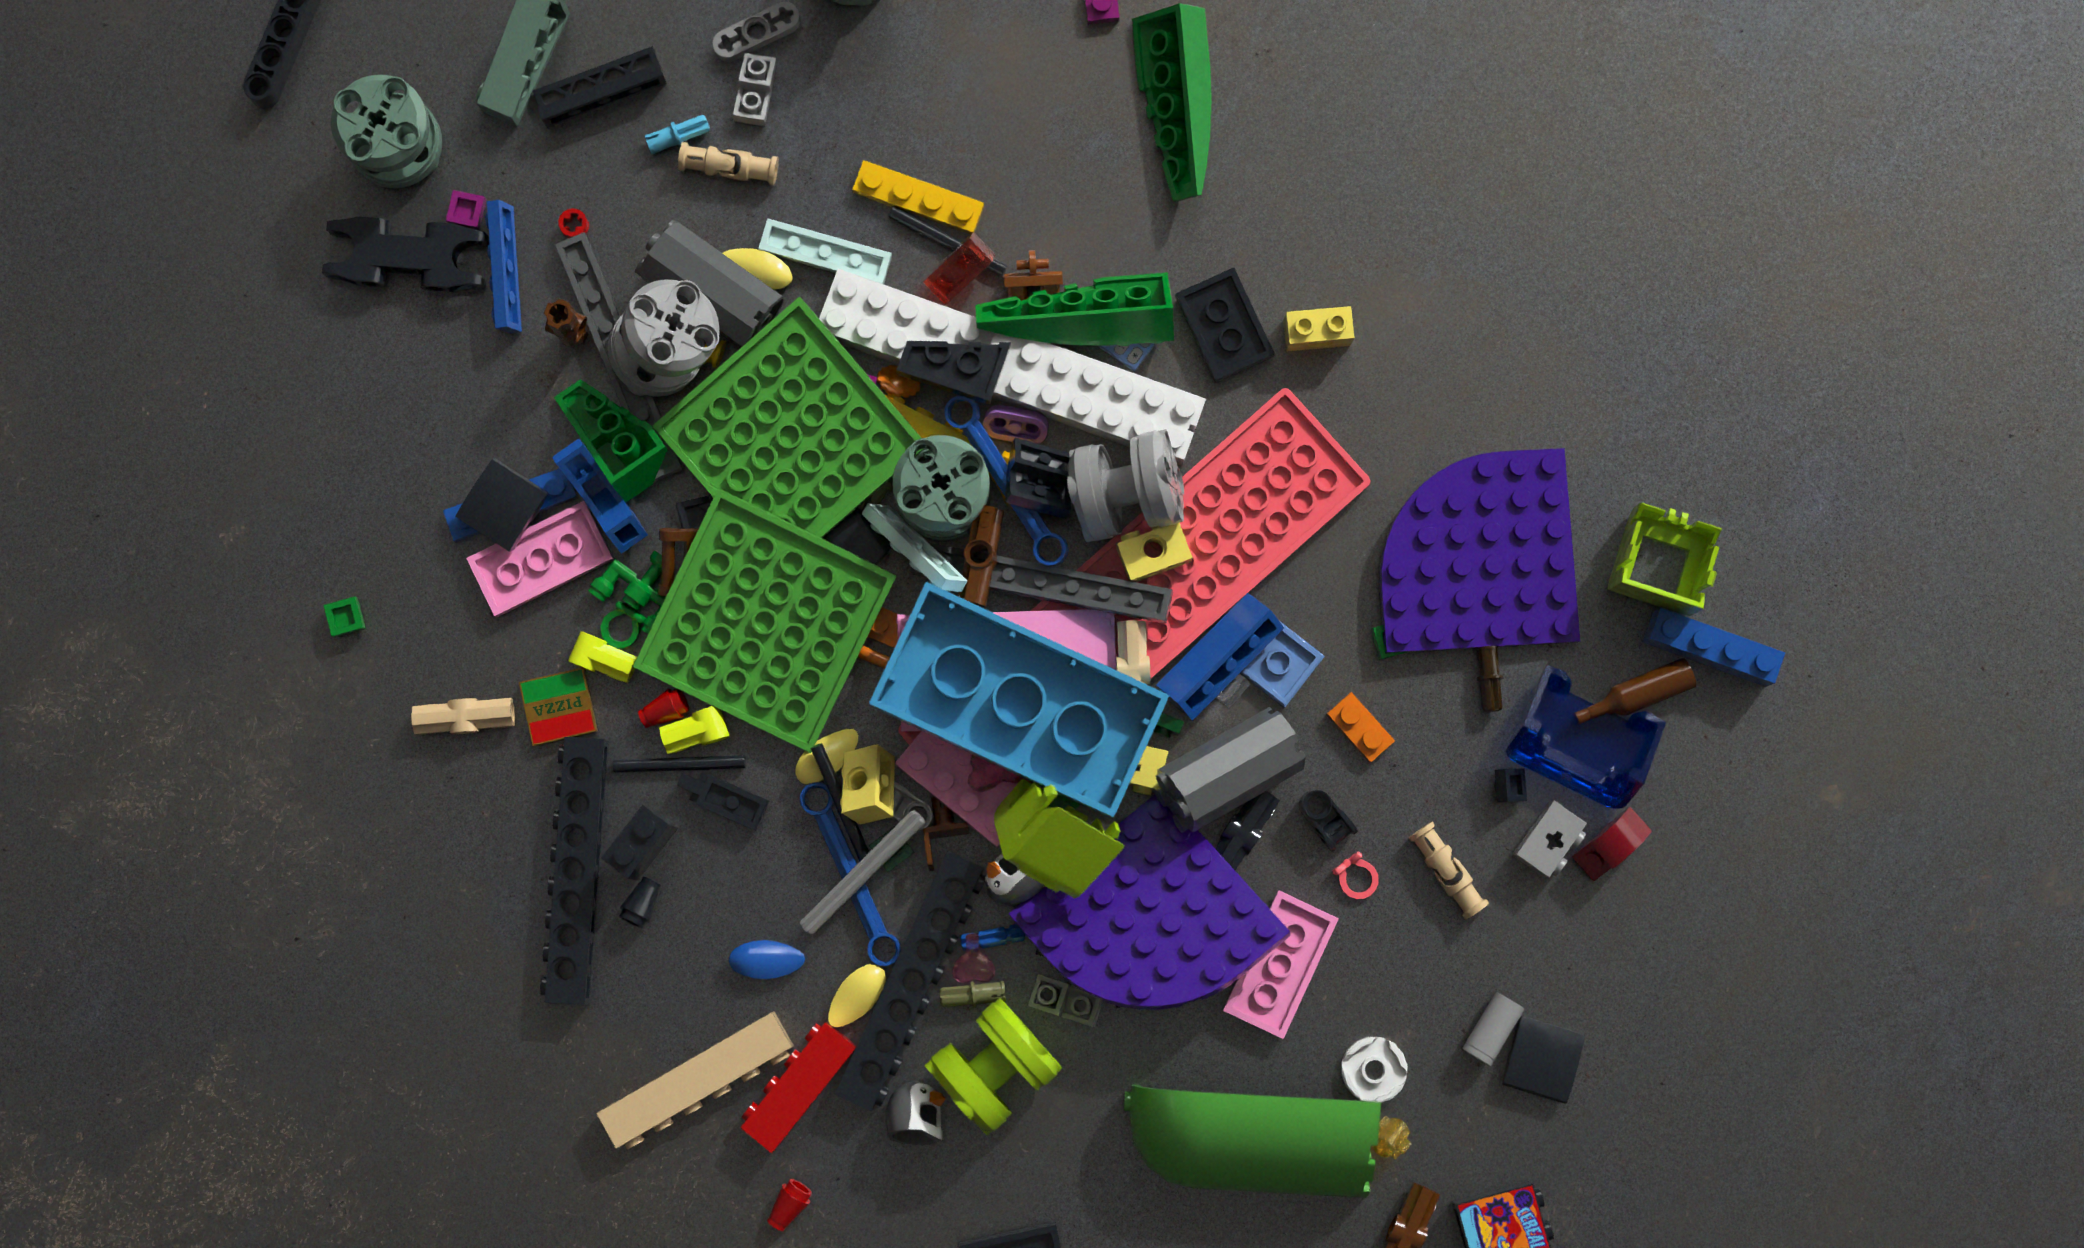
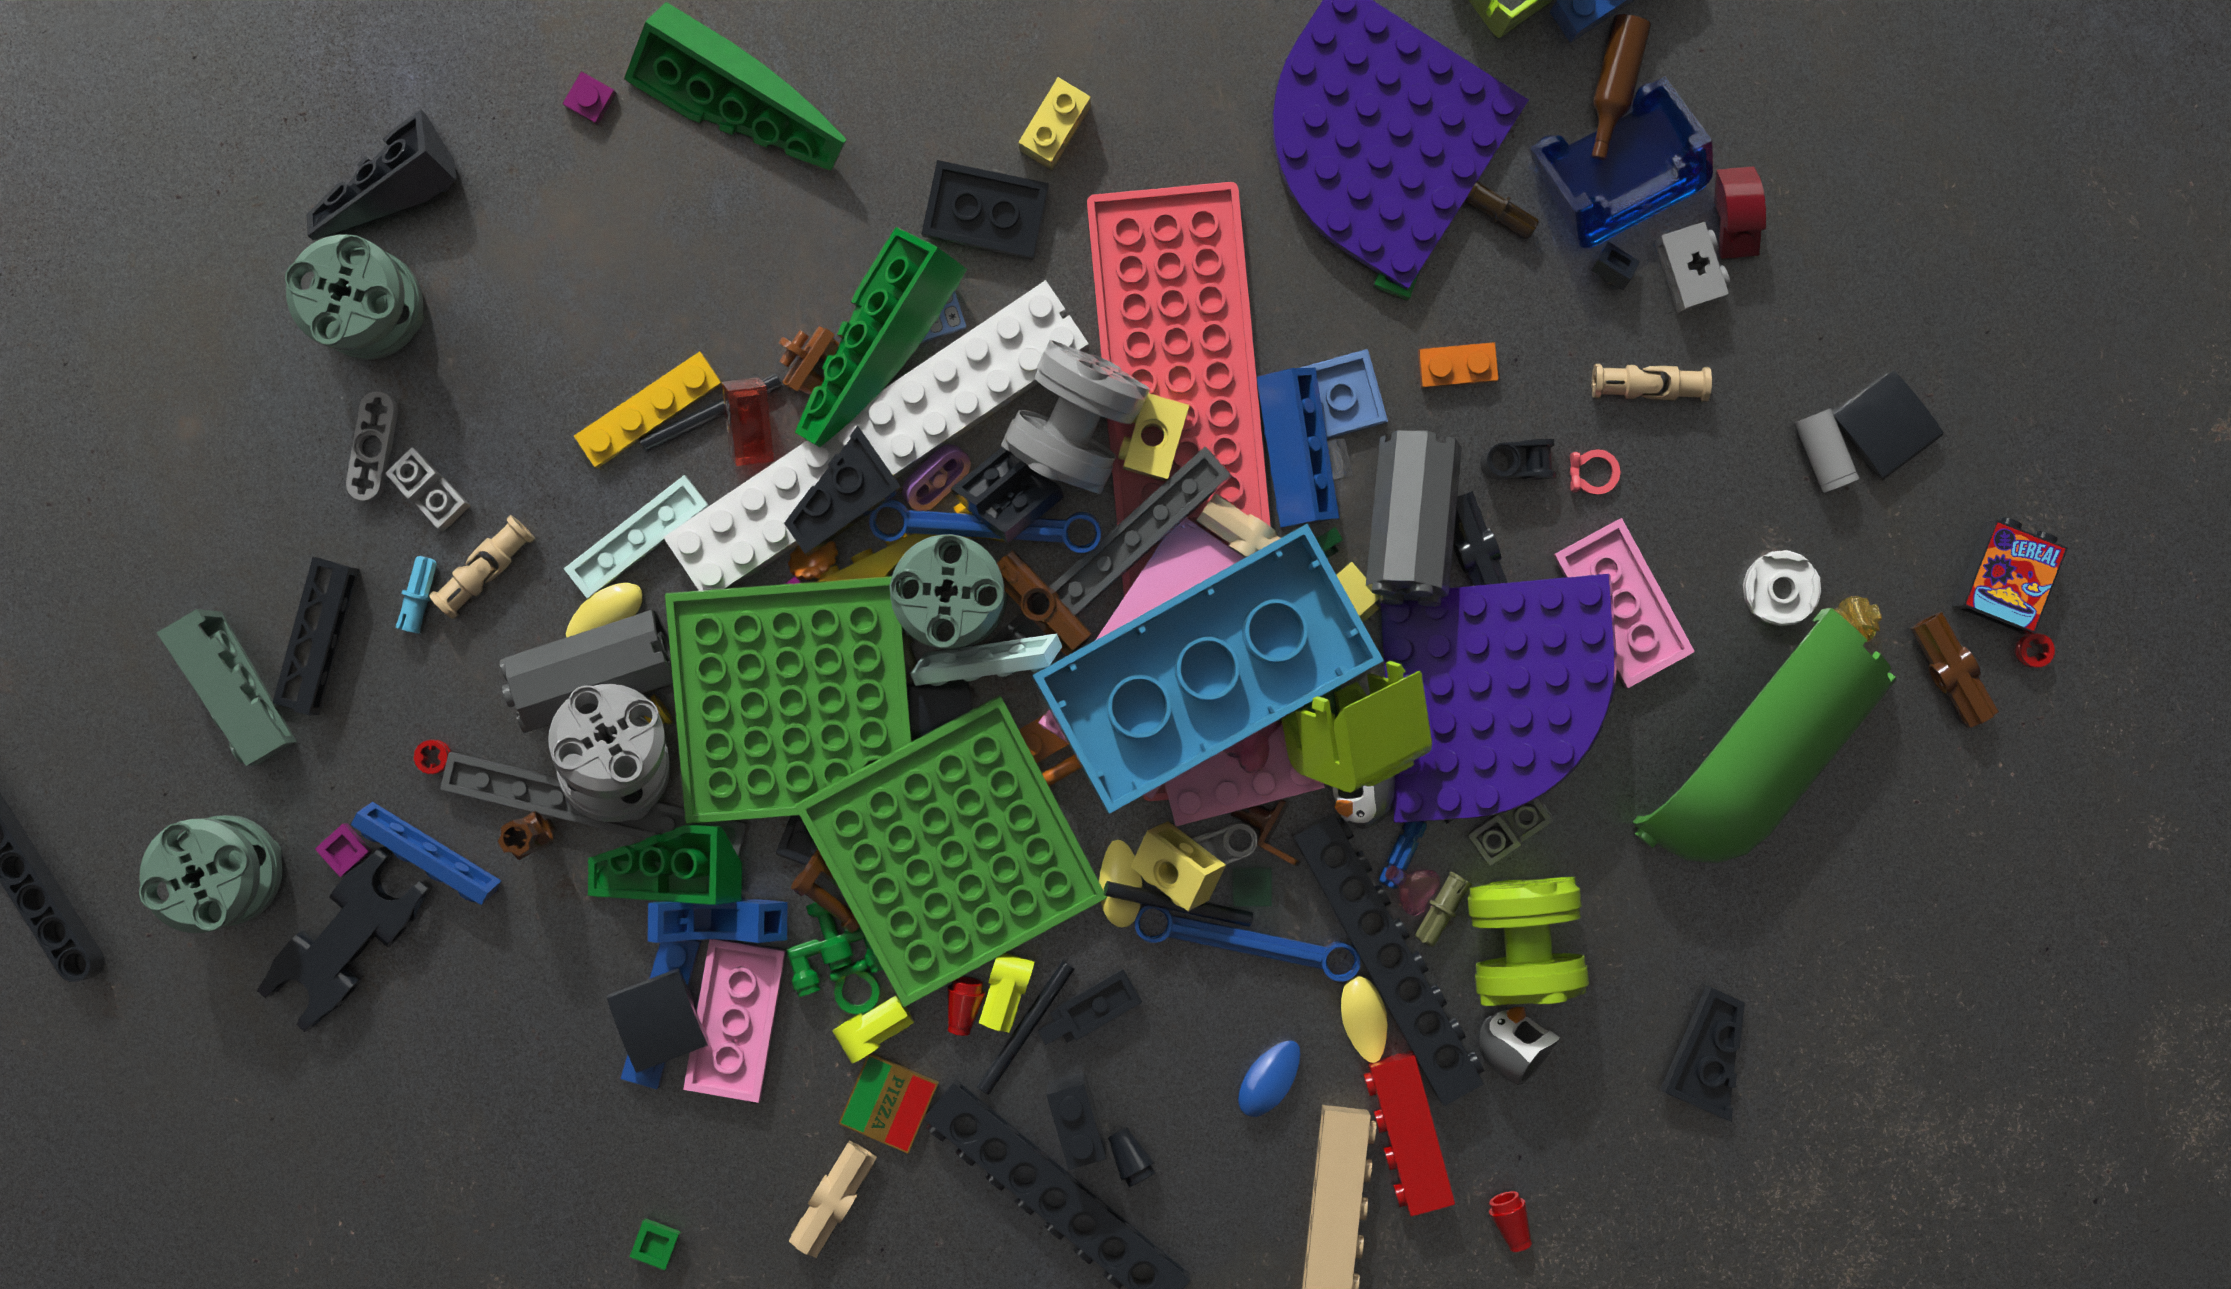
camera: 50 degrees left, 5 degrees up
(862, 871) = (1255, 930): light grey axle -> none

